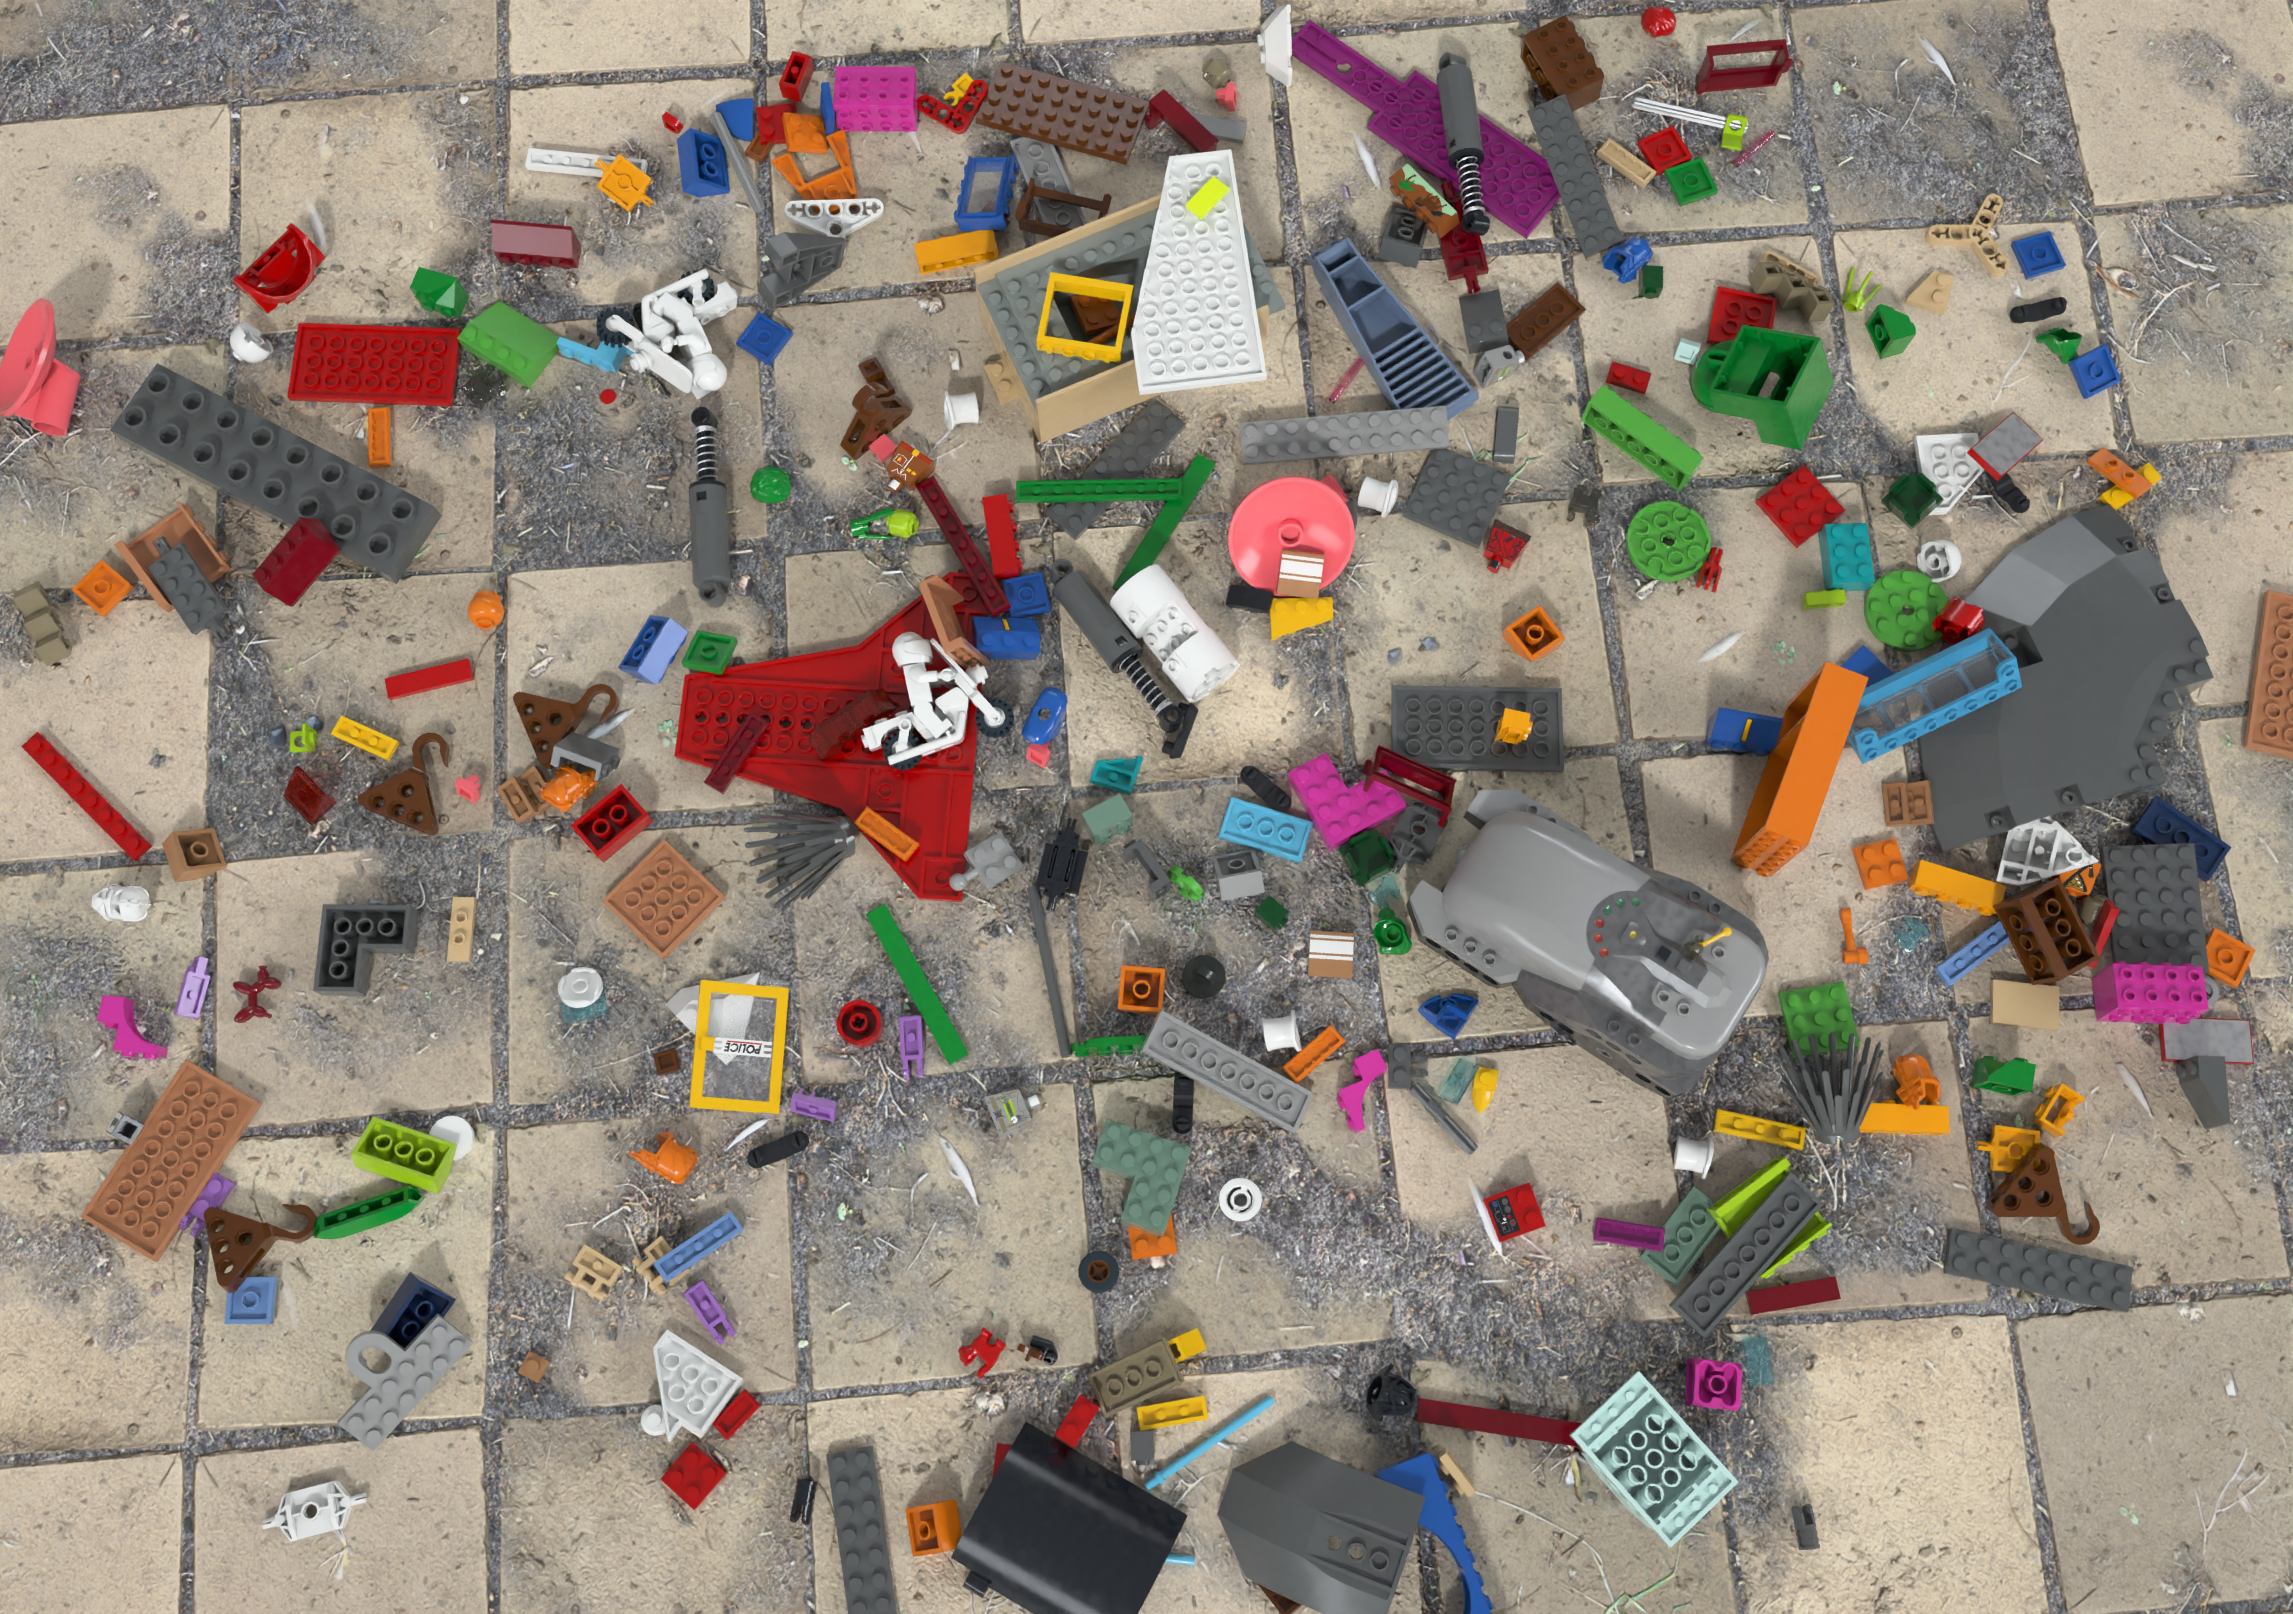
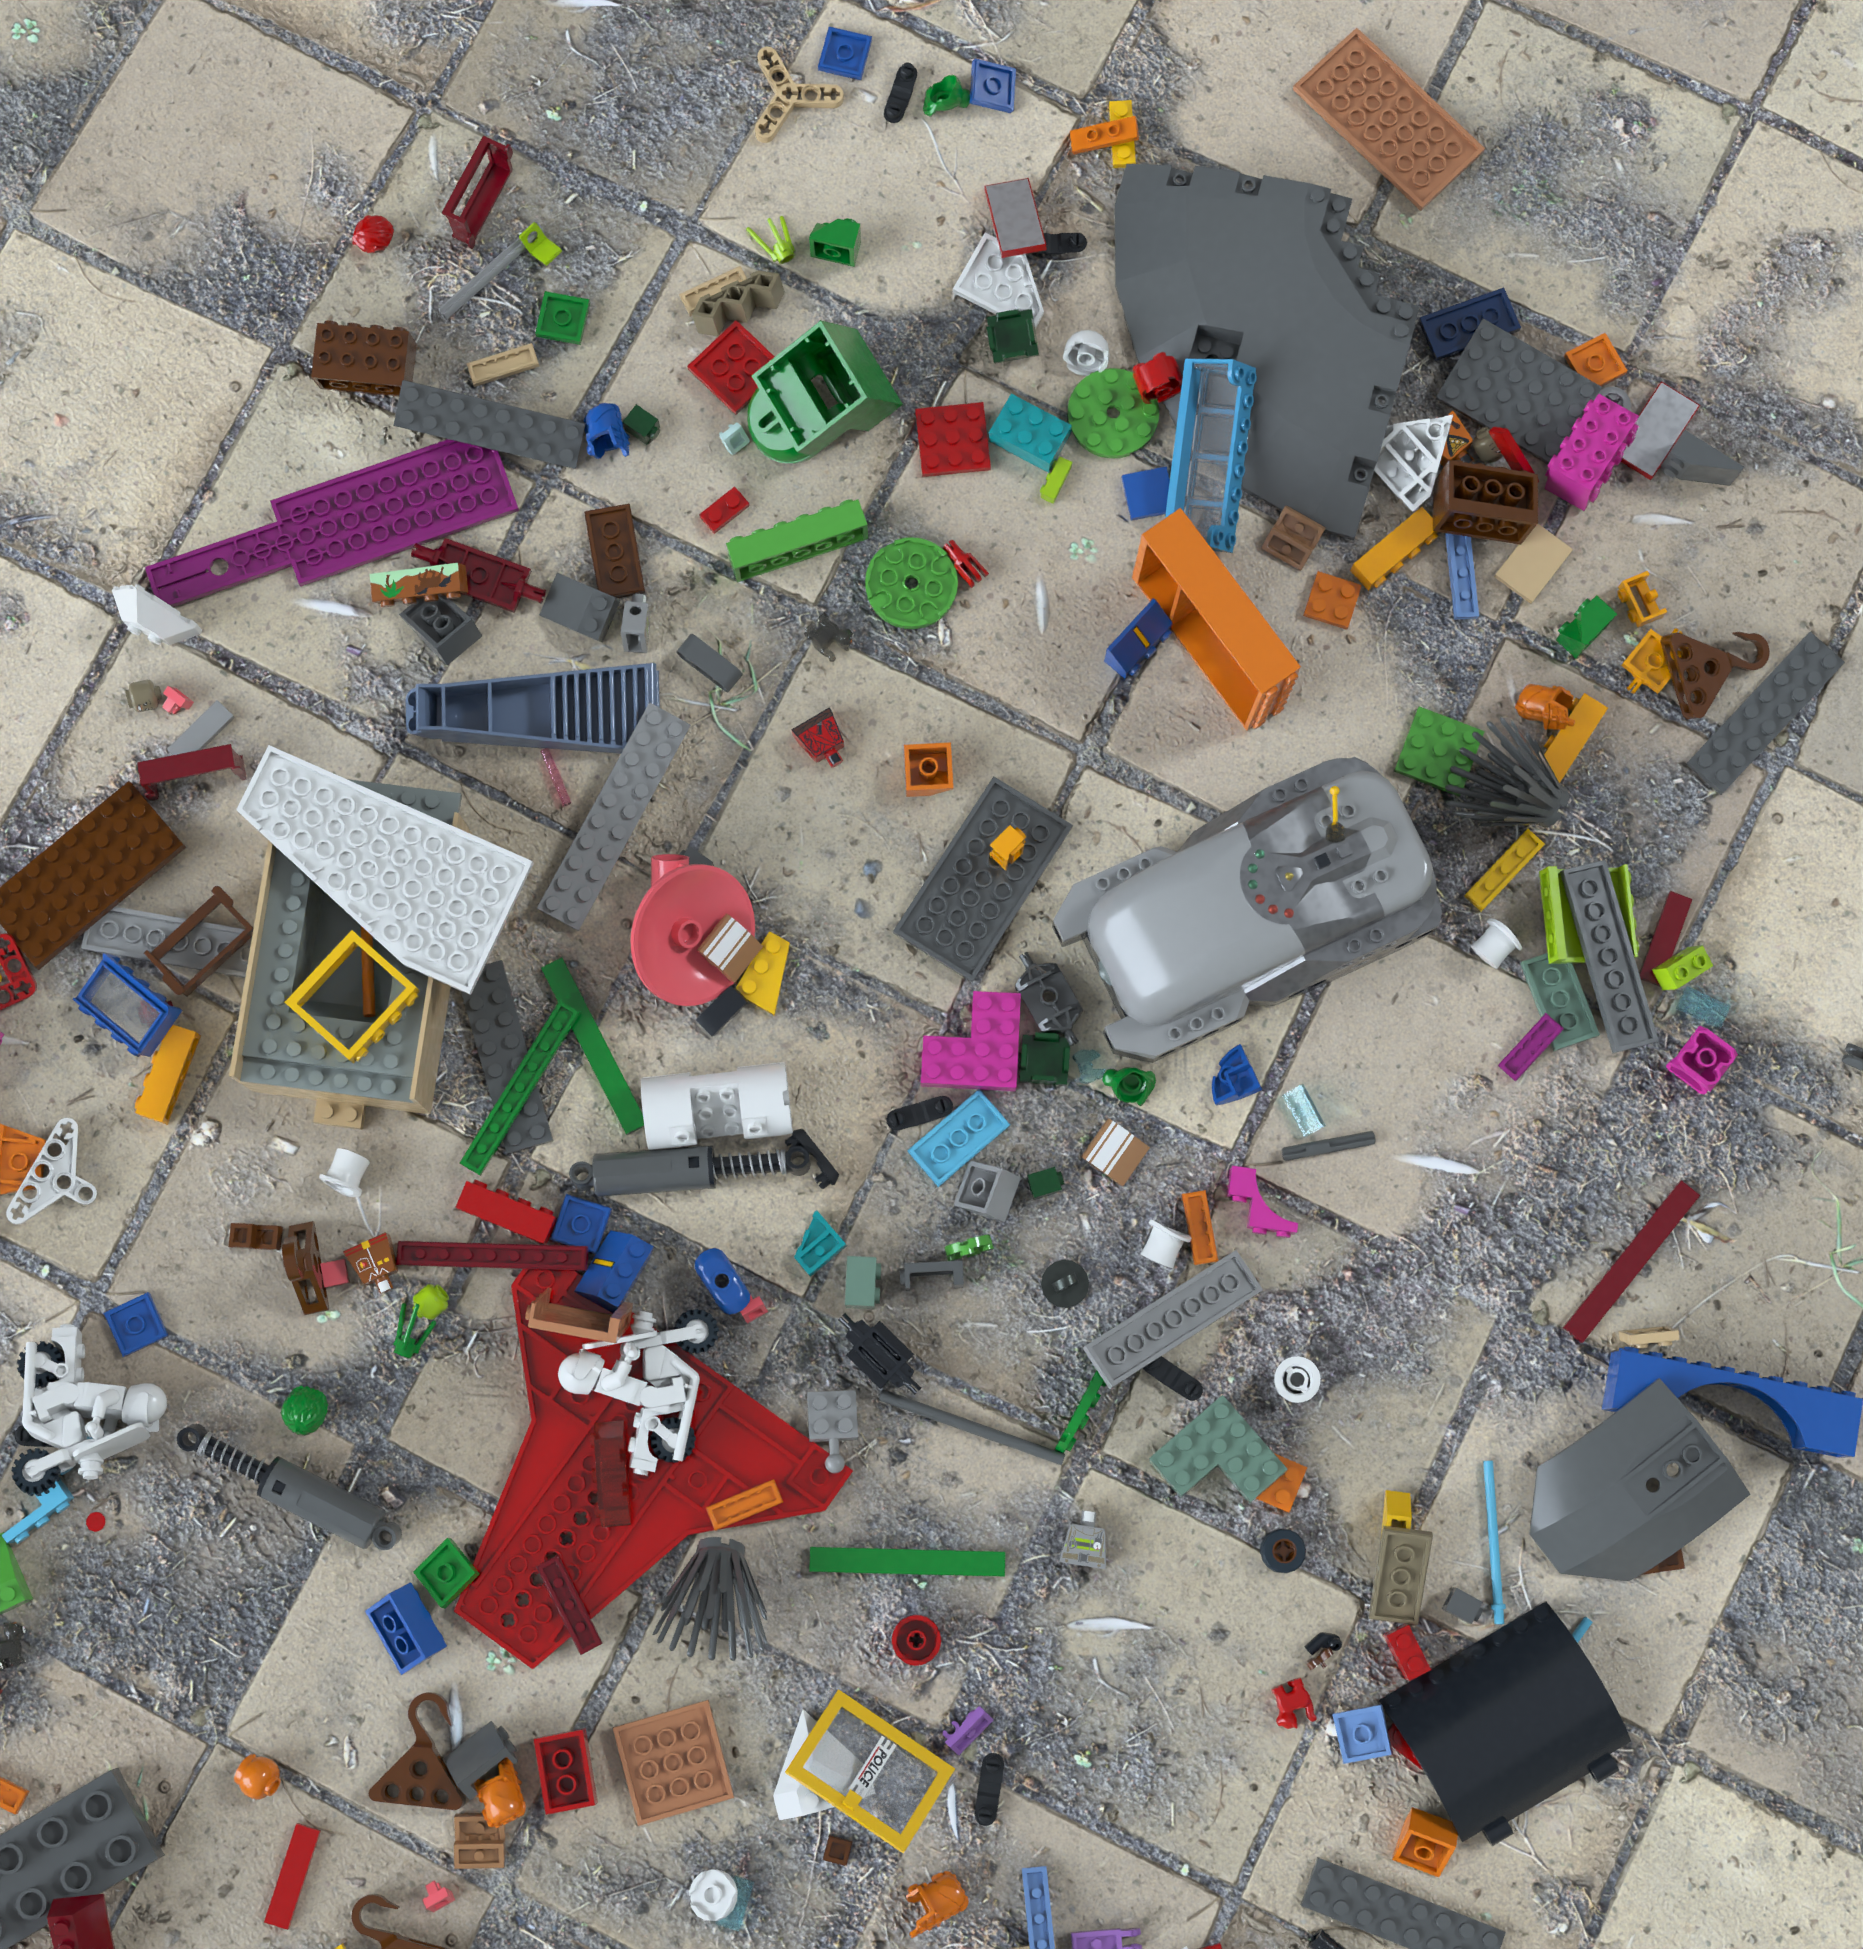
camera: 60 degrees left, 5 degrees up
(800, 263) = (84, 1246): dark grey wedge -> none
(911, 1043) = (962, 1600): medium lavender hinge -> none
(991, 1423) = (1362, 1734): none -> medium blue plate
(1095, 313) = (342, 982): orange plate -> none
(1141, 990) = (1045, 1351): orange slope -> none
(1172, 1413) = (1449, 1560): yellow plate -> none
(1207, 198) = (307, 801): neon yellow tile -> none
(1378, 495) = (696, 823): white piece -> none
(1392, 1397) = (1554, 1349): black piece -> none
(1400, 1066) = (1256, 1154): dark grey hinge -> none
(1414, 772) = (992, 964): dark red piece -> none
(1456, 496) = (741, 748): dark grey plate -> none
(1463, 136) = (376, 502): dark grey piece -> none
(1483, 1087) = (1322, 1091): yellow plate -> none
(1514, 1212) = (1451, 1136): red slope -> none
(1652, 1460) = (1739, 1157): light aqua wedge -> none
(1664, 150) = (513, 320): red plate -> none
(1754, 148) = (566, 235): clear pink piece -> none
(1778, 1322) = (1682, 967): none -> lime brick
(1852, 954) = (1399, 680): orange brick -> none
(1917, 933) = (1416, 622): clear light blue piece -> none
(1932, 292) = (820, 174): tan wing -> none

